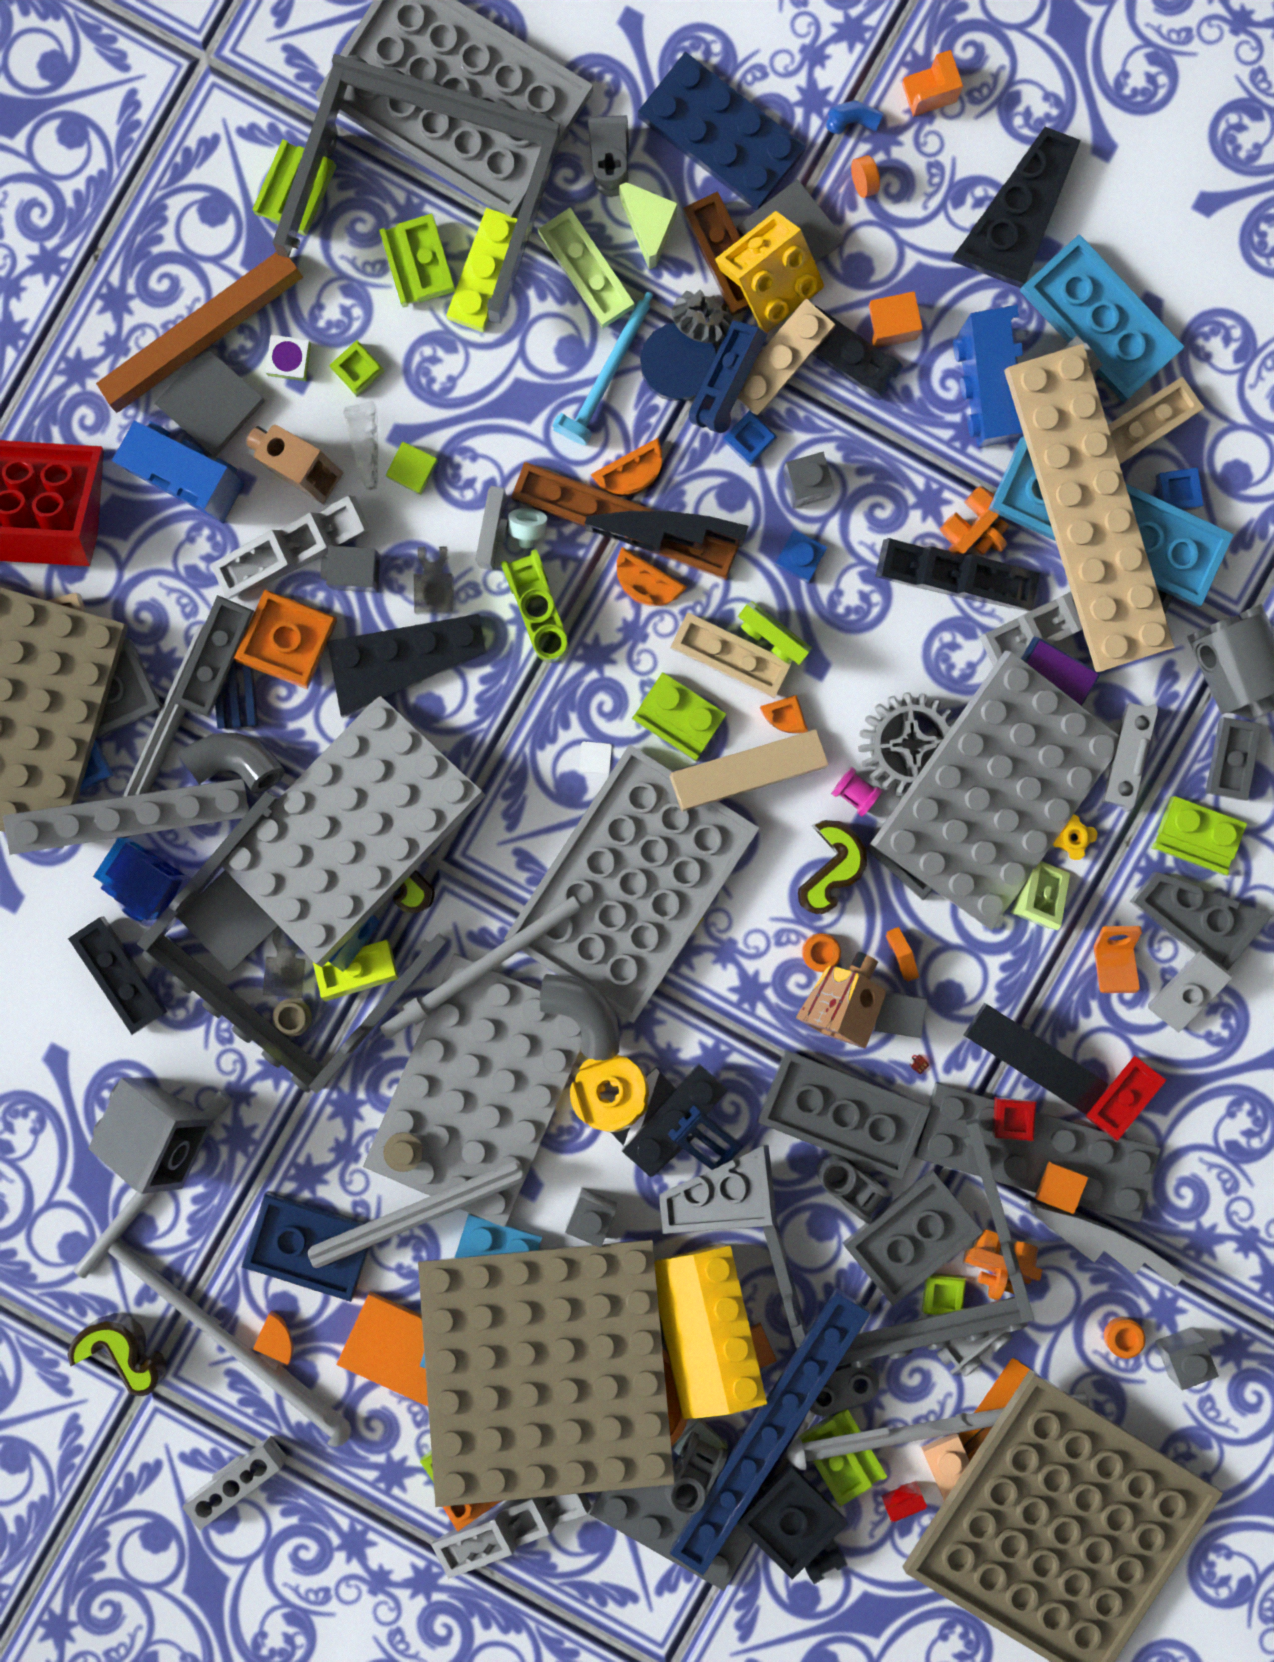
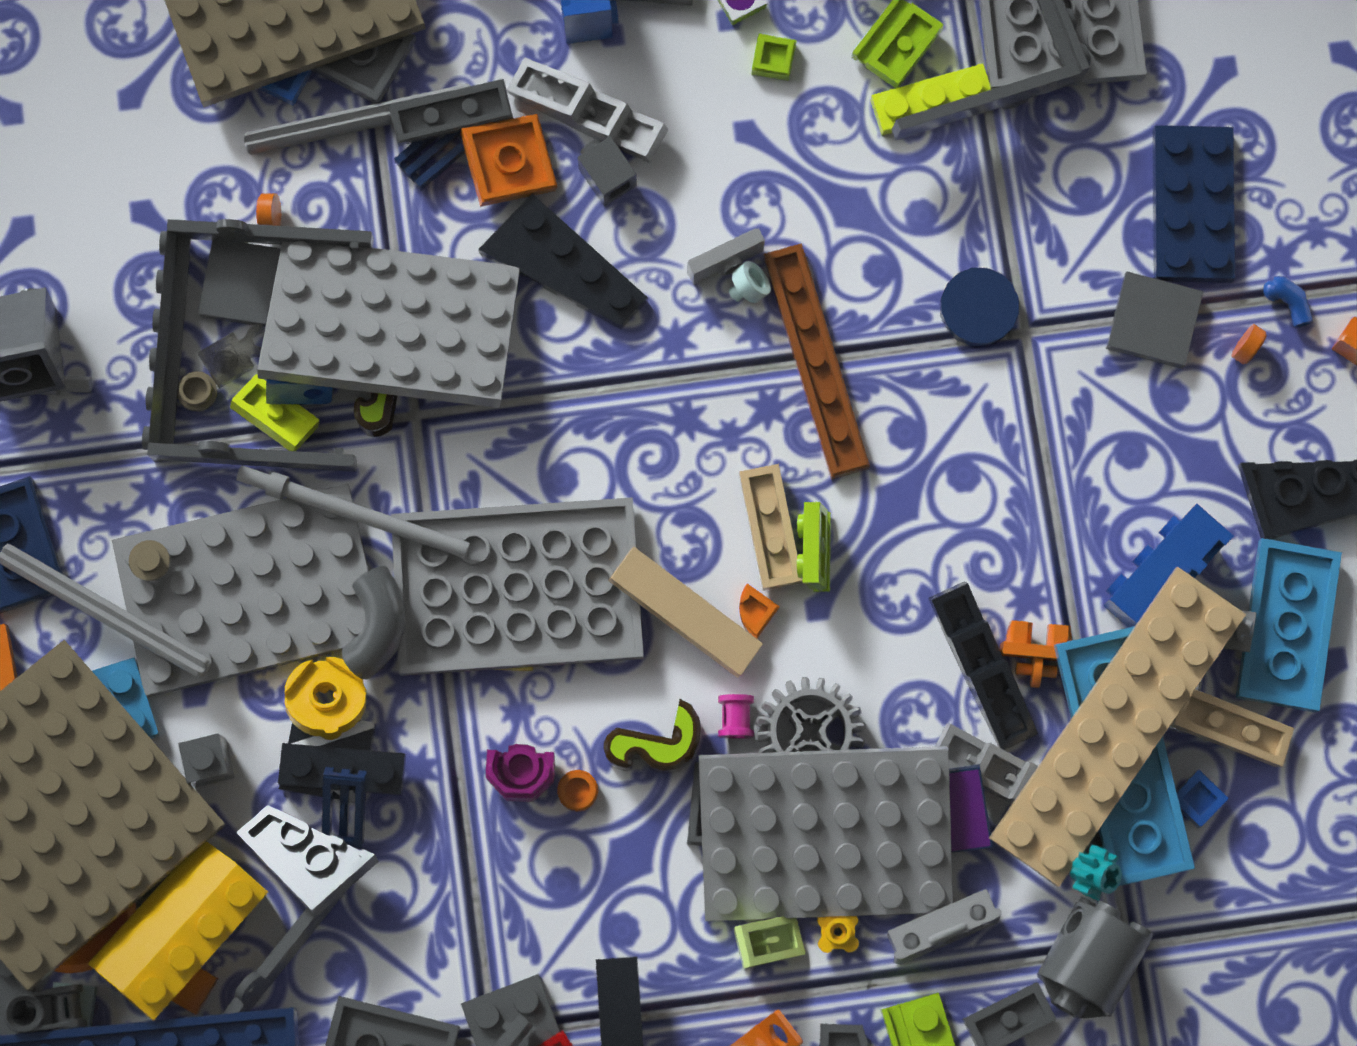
camera: 55 degrees right, 10 degrees down
(117, 975) = (129, 226): black plate -> none
(125, 816) = (267, 136): light grey plate -> none
(139, 880) = (221, 184): clear blue brick -> none
(187, 857) = (268, 209): none -> orange tile
(233, 753) = (384, 188): dark grey cylinder -> none
(295, 461) = (659, 62): medium nougat torso -> none
(363, 431) = (723, 100): clear slope -> none
(411, 468) = (726, 158): lime tile -> none
(434, 588) = (641, 247): clear smoke plate -> none
(529, 582) = (703, 317): lime piece -> none
(576, 429) = (860, 265): medium azure piece -> none
(586, 268) = (996, 177): yellowish green plate -> none
(595, 757) = (600, 481): white sticker -> none
(609, 151) = (1107, 124): dark grey piece -> none
(631, 472) = (860, 336): orange tile -> none
(645, 582) = (778, 414): orange tile -> none
(649, 218) = (1075, 201): yellowish green slope -> none
(650, 528) = (825, 383): black slope -> none
(679, 716) = (687, 523): lime plate -> none
(692, 322) = (1017, 291): dark grey gear -> none
(715, 234) = (1096, 278): reddish brown plate -> none
(727, 377) = (995, 352): dark blue plate -> none
(749, 438) = (962, 411): blue tile -> none
(772, 269) = (1110, 325): yellow bracket -> none
(778, 987) = (520, 772): none -> magenta hair
(784, 356) = (1047, 386): tan plate -> none
(800, 556) = (898, 524): blue plate -> none
(808, 479) = (964, 481): dark grey brick -> none
(843, 1114) = (452, 912): dark grey plate -> none
(845, 1002) = (549, 836): medium nougat torso -> none
(852, 354) = (1095, 436): black plate -> none
(856, 1190) = (395, 969): dark grey piece -> none
(895, 319) = (1149, 453): orange panel -> none
(901, 1015) = (572, 890): dark grey brick -> none
(904, 954) = (626, 860): orange tile -> none
(919, 1064) = (543, 948): clear red piece -> none
(1186, 611) = (1095, 872): none -> teal gear

